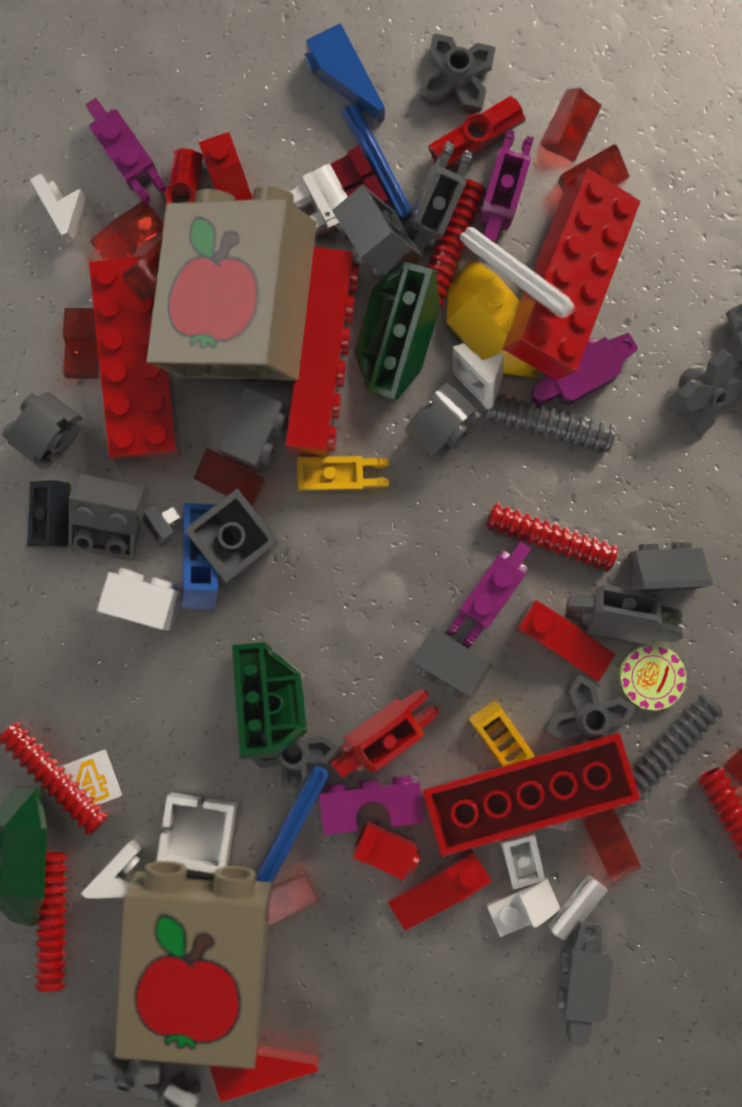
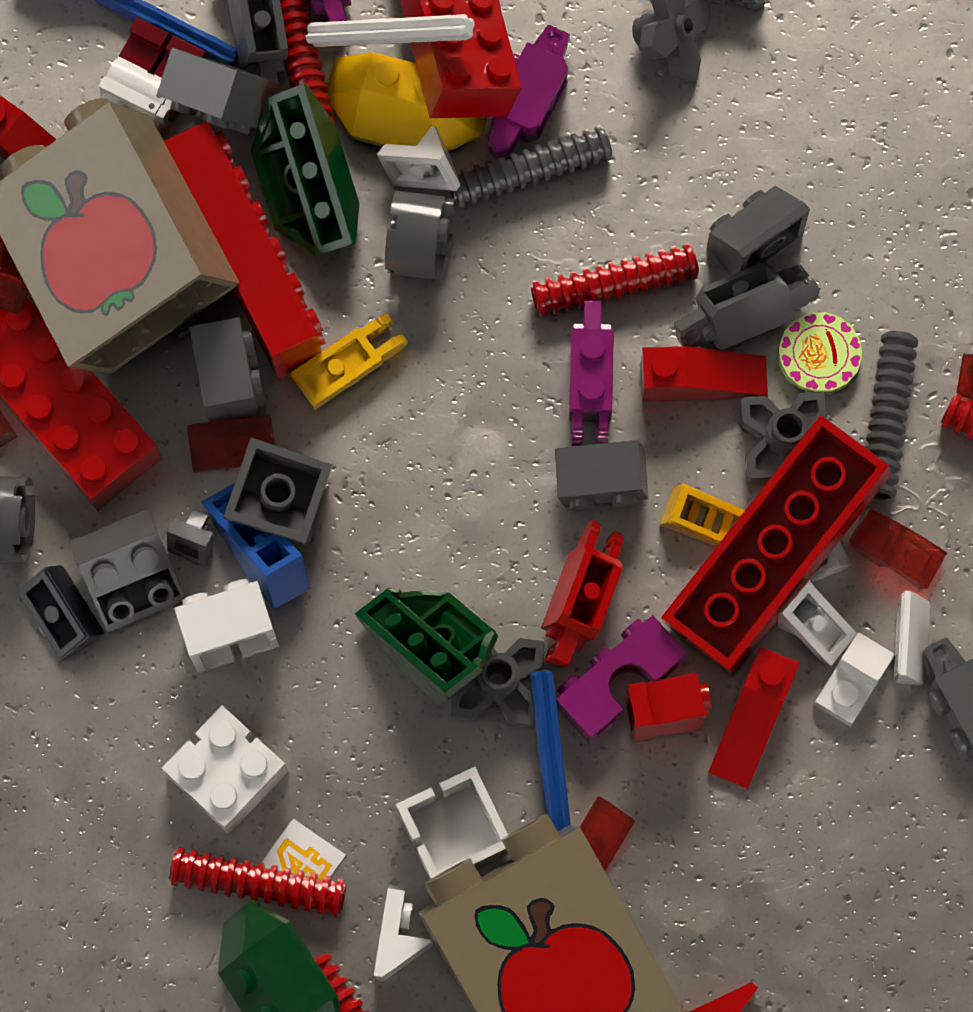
camera: 30 degrees left, 10 degrees down
(76, 693) = (225, 770): none -> white piece

